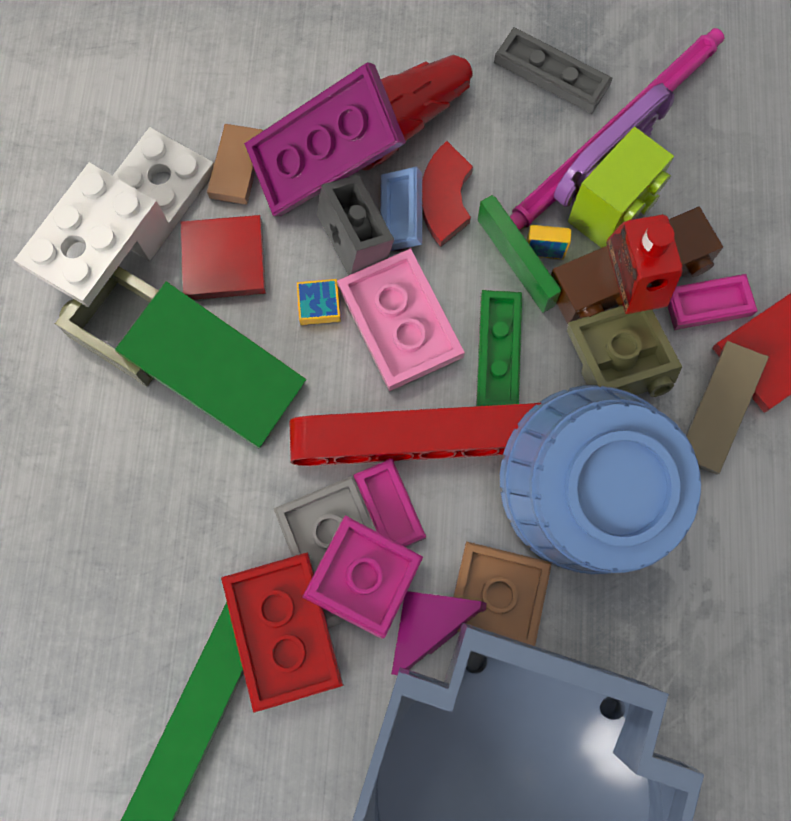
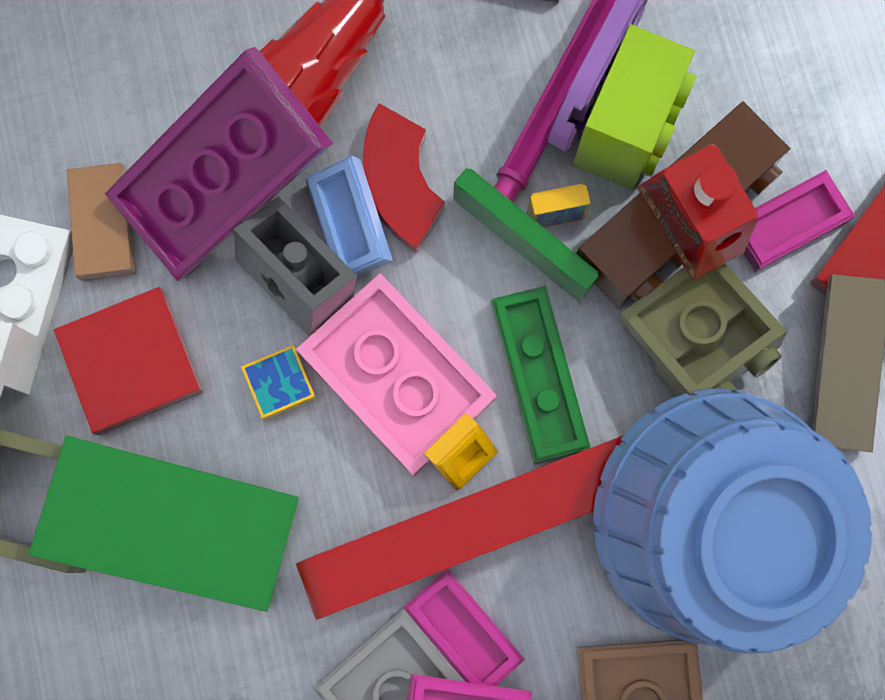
camera: 20 degrees left, 5 degrees up
(427, 382) = (461, 452): none -> yellow tile

